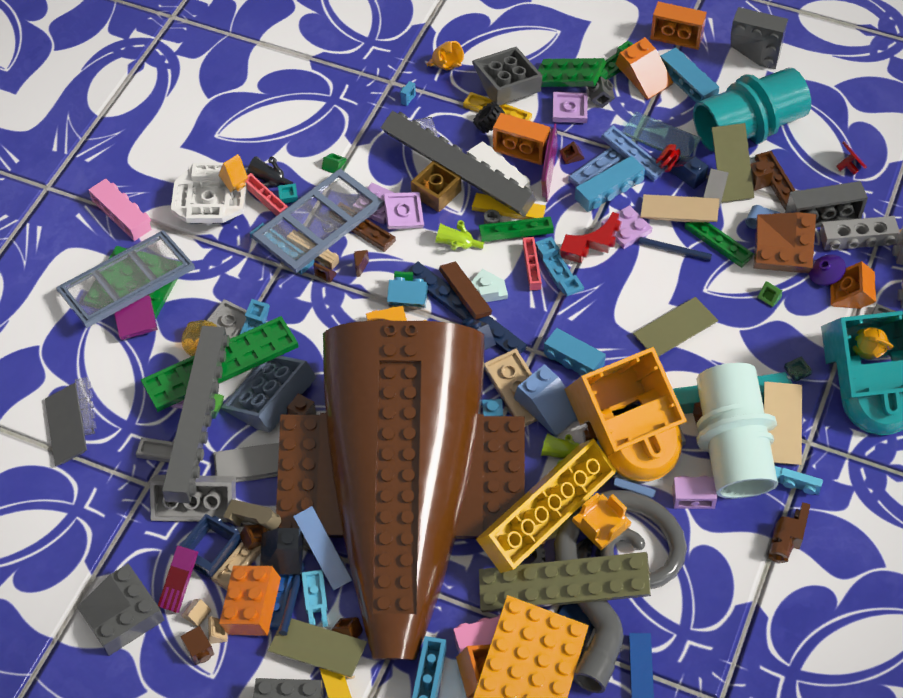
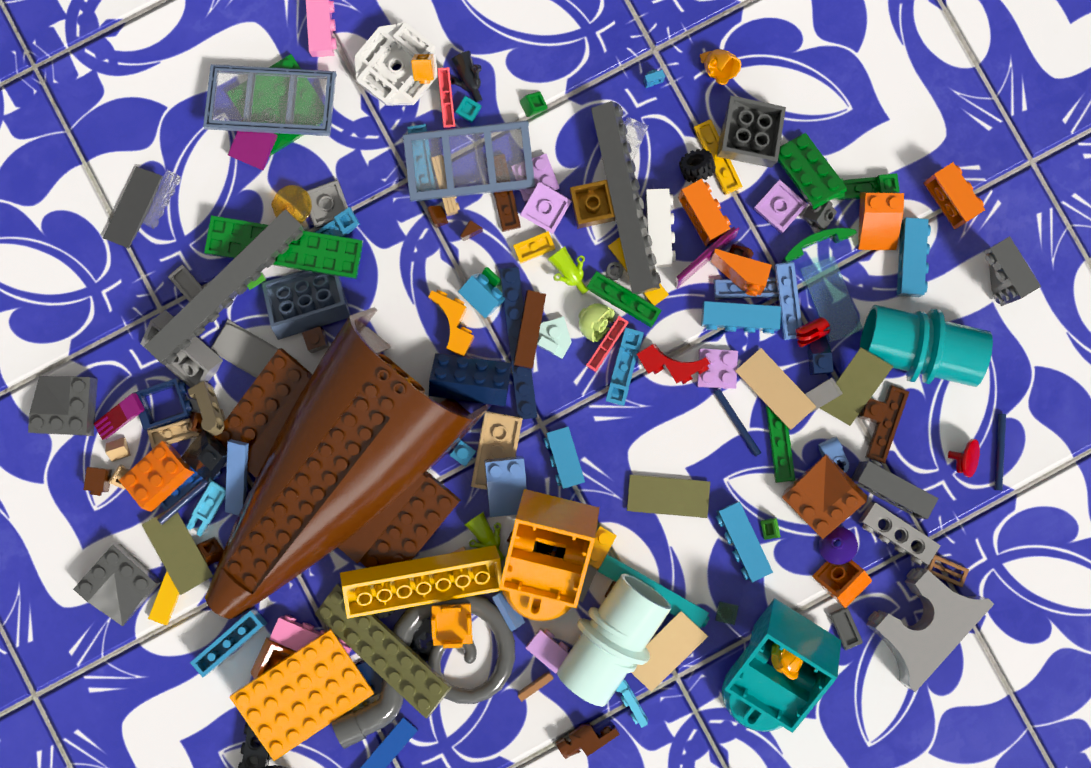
camera: 35 degrees right, 30 degrees up
(418, 242) = (534, 247): none -> yellow plate
(508, 252) = (594, 321): none -> yellowish green cylinder
(582, 150) = (742, 271): none -> orange slope
(623, 97) = (838, 235): none -> green slope
(710, 525) = (535, 685): none -> medium nougat tile
(760, 314) = (744, 542): none -> dark azure brick
(872, 147) = (1000, 452): none -> dark blue bar

